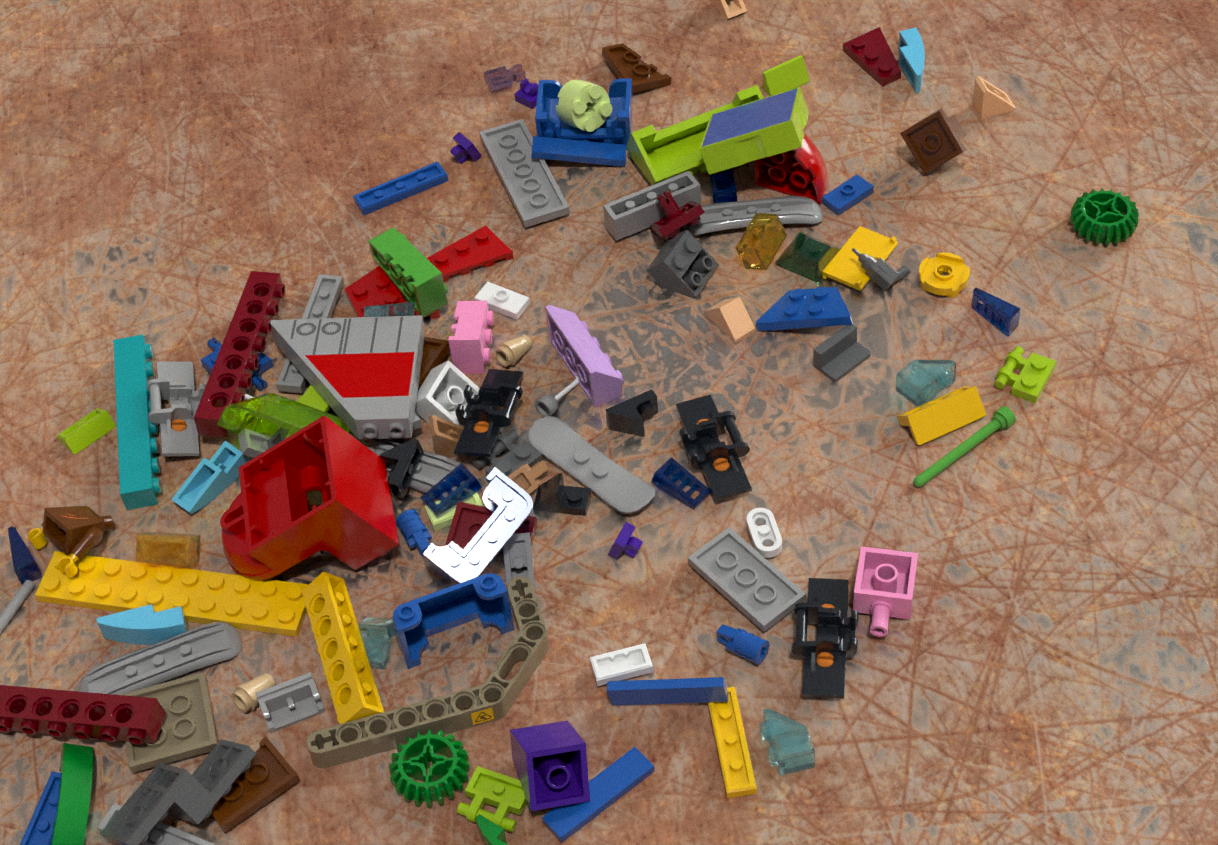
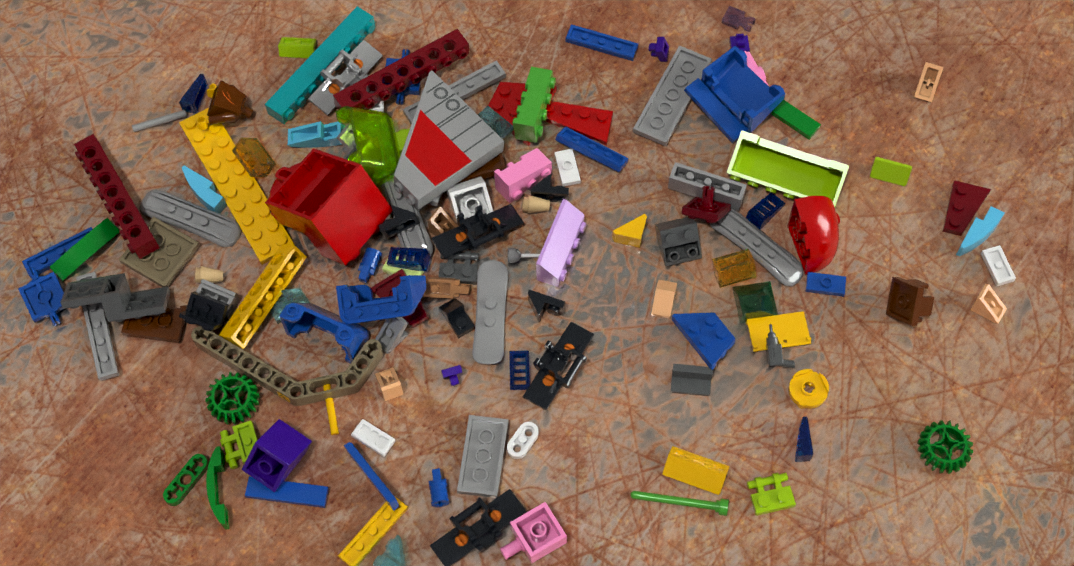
camera: 45 degrees right, 15 degrees up
(299, 713) = (205, 312): none -> black bracket
(506, 267) = (591, 149): none -> blue tile
(522, 324) = (546, 191): none -> black slope
(547, 688) = (331, 412): none -> yellow bar
(575, 606) = (389, 384): none -> light nougat slope
(583, 105) = (740, 85): yellowish green brick -> none
(628, 64) = (813, 82): reddish brown wing -> none
(635, 295) = (631, 232): none -> yellow slope
(658, 106) = (796, 119): none -> green tile
(754, 130) = (805, 196): tile -> none
(924, 379) = (711, 441): clear light blue slope -> none
(959, 69) = (998, 265): none -> white plate

